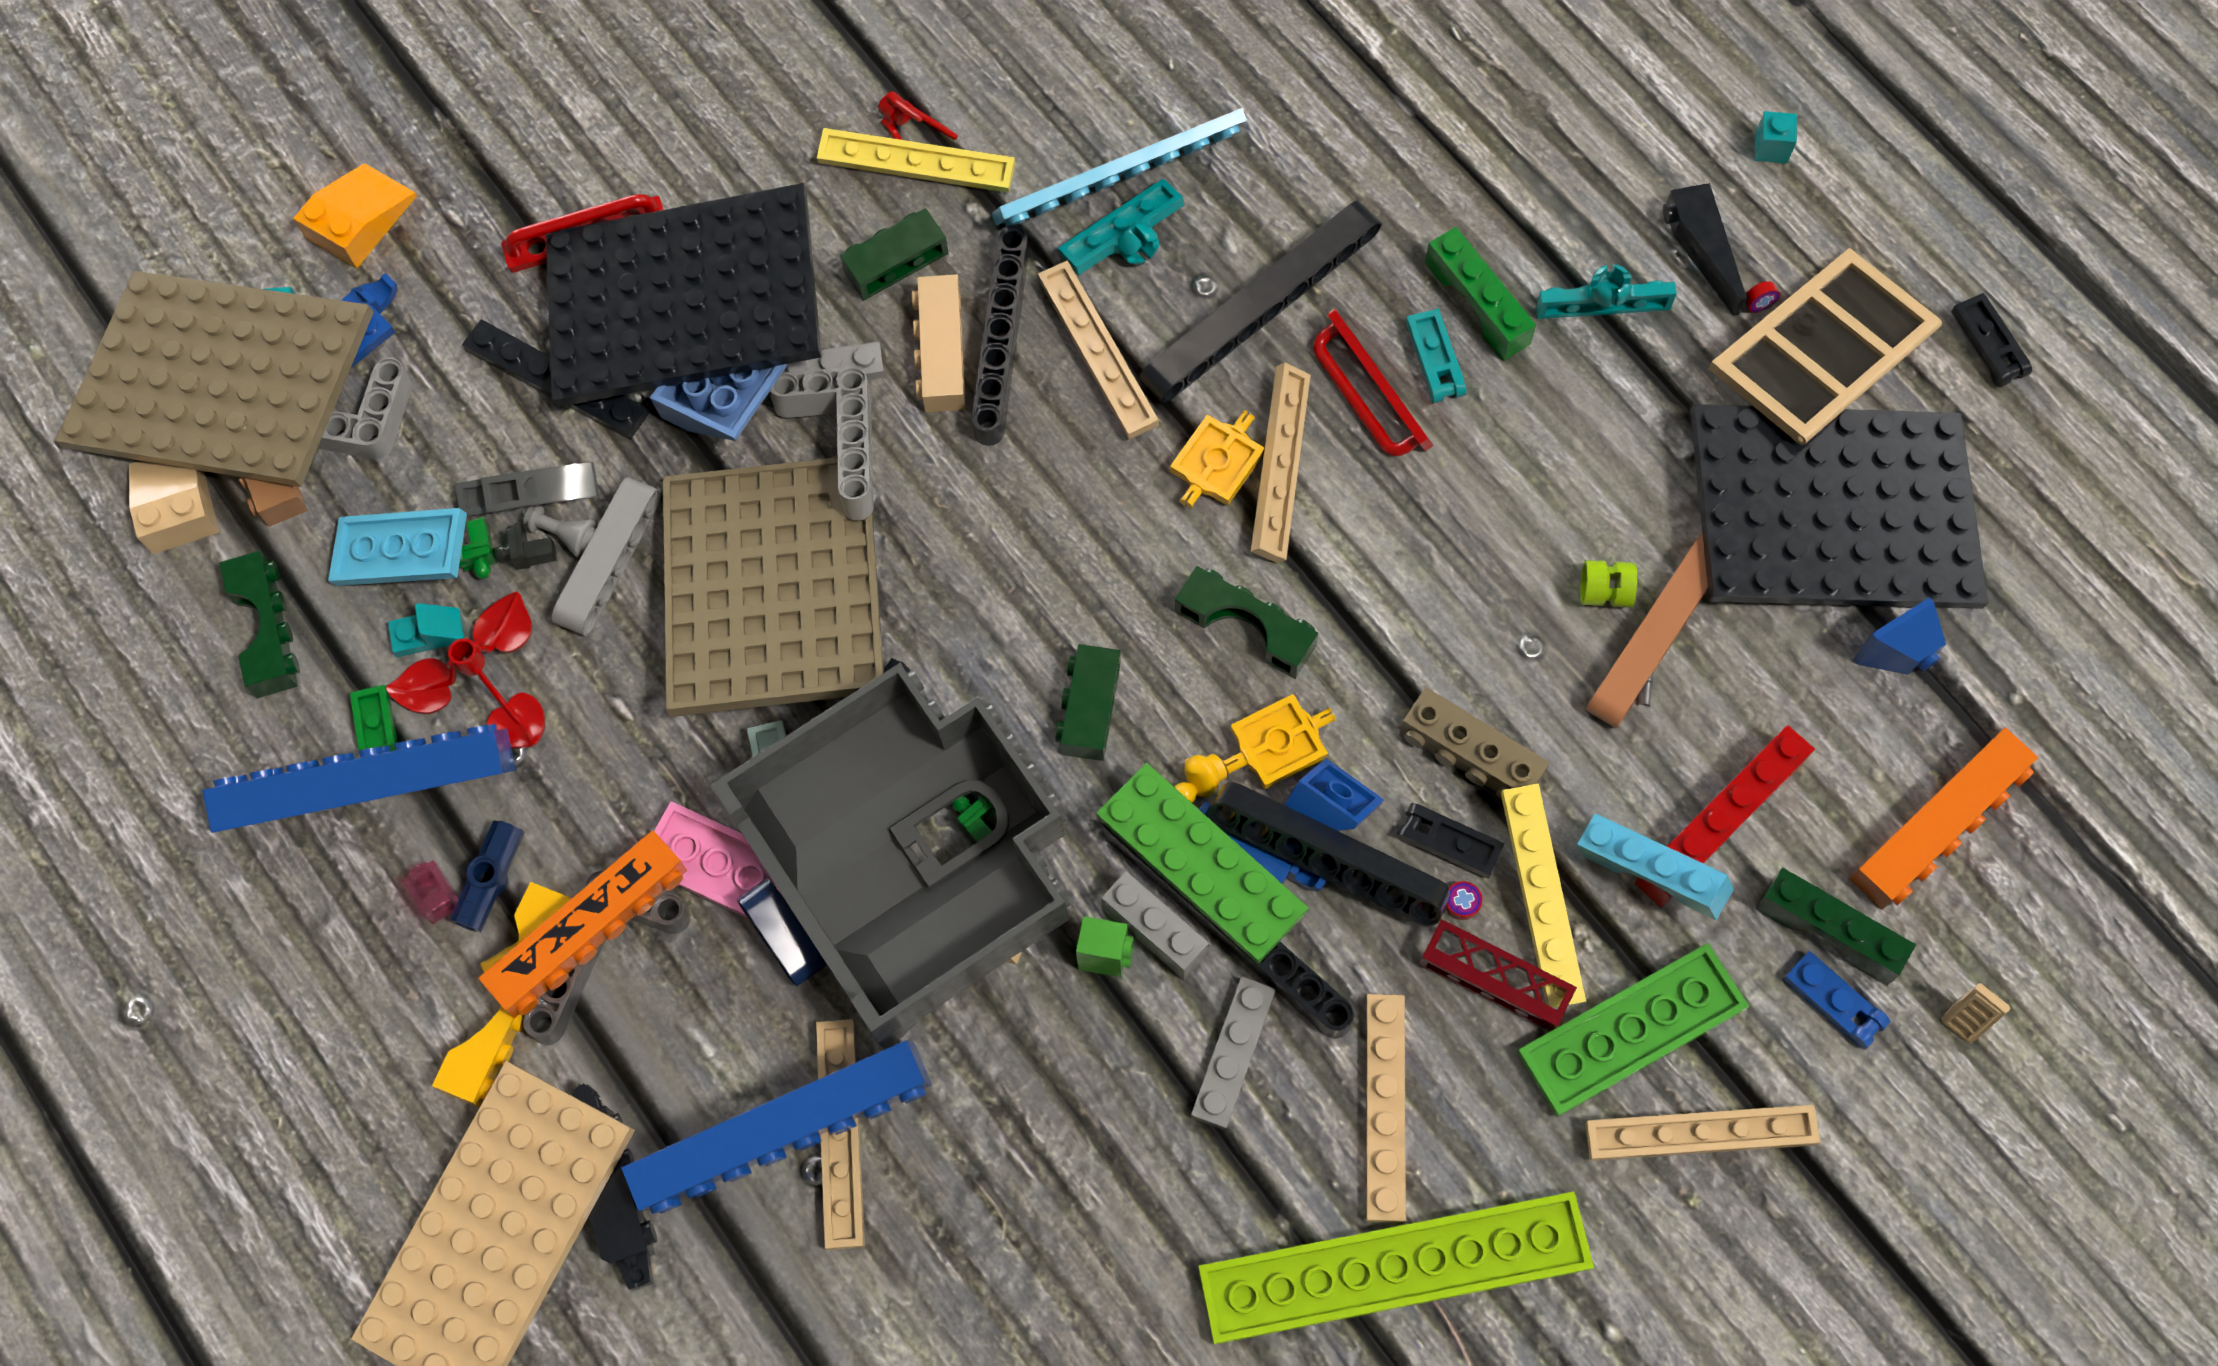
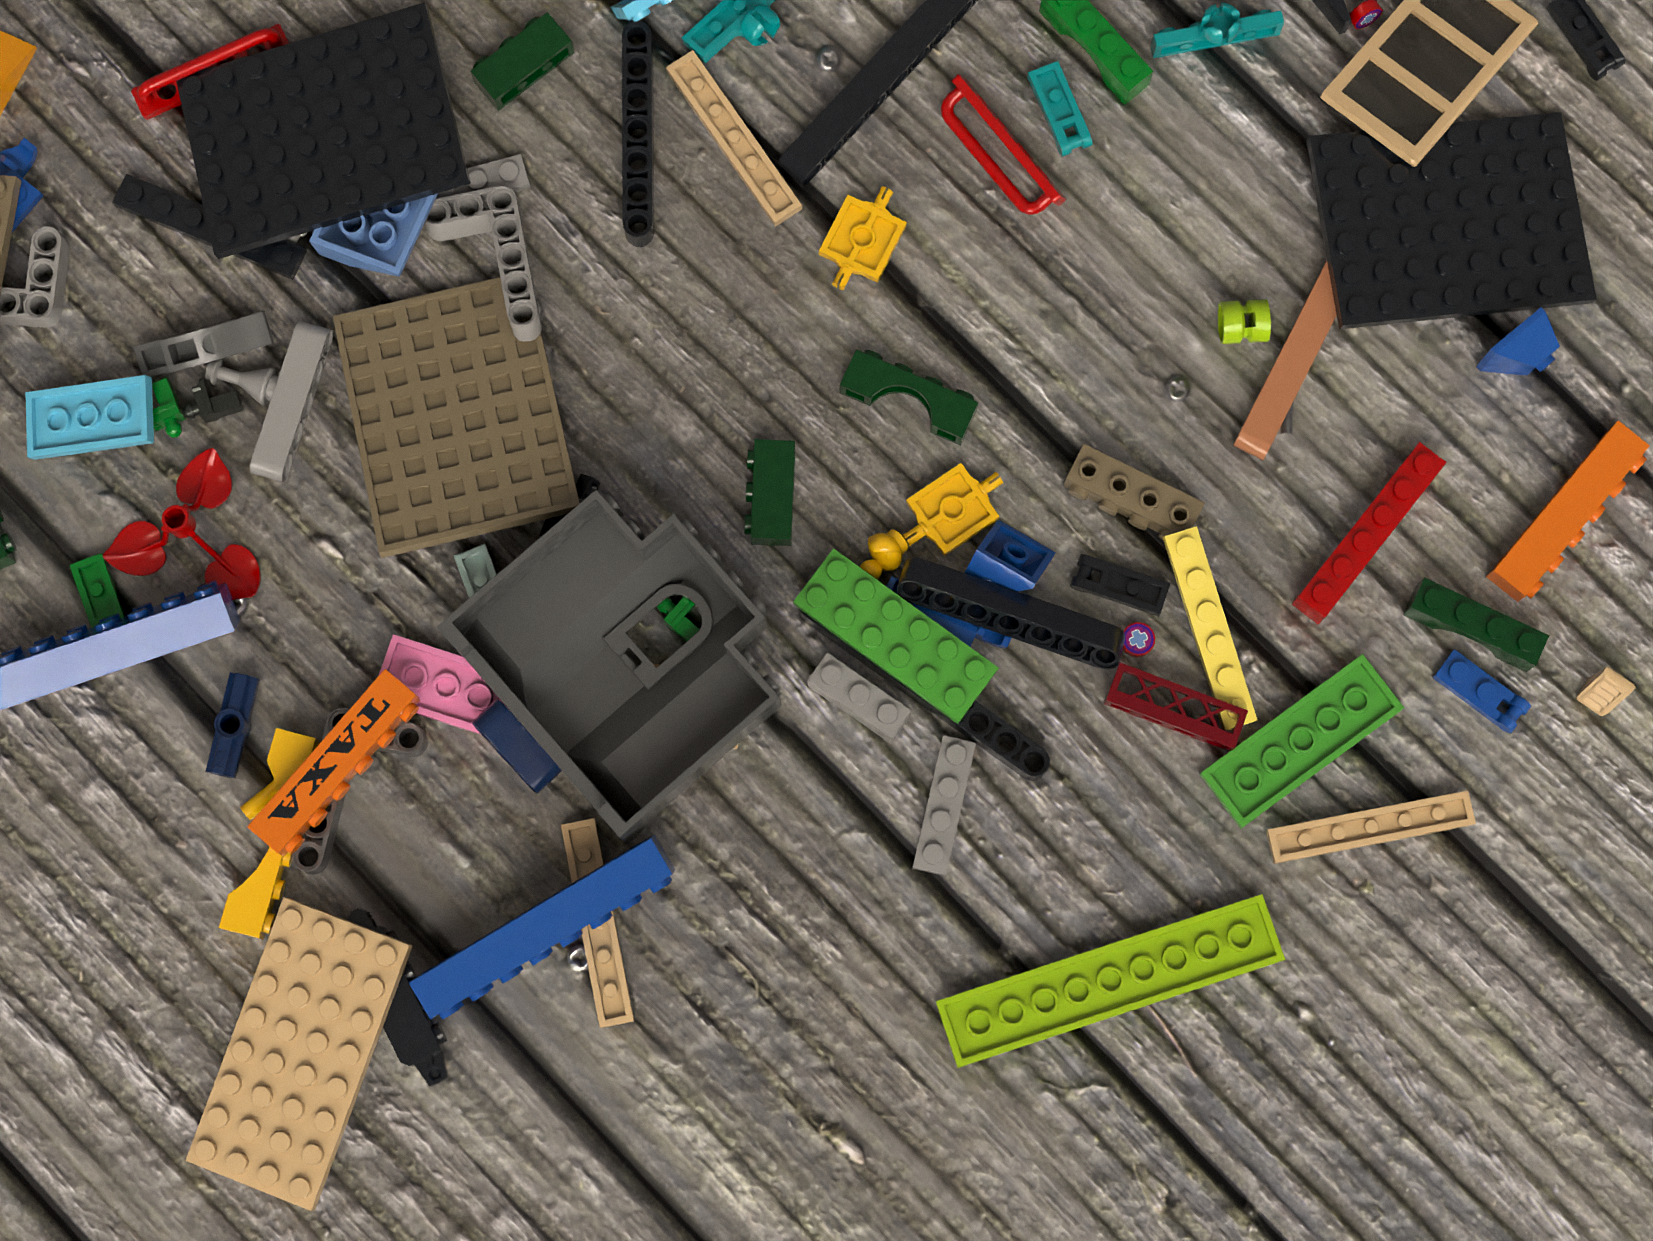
camera: 10 degrees left, 10 degrees up
(420, 883) = (171, 737): clear pink brick -> none
(427, 630) = (130, 494): teal slope -> none
(940, 343) = (581, 149): tan brick -> none
(1104, 947) = (816, 725): bright green brick -> none
(1280, 463) = (923, 234): tan plate -> none
(1385, 1109) = (1086, 838): tan plate -> none
(1677, 874) = (1309, 589): medium azure arch -> none

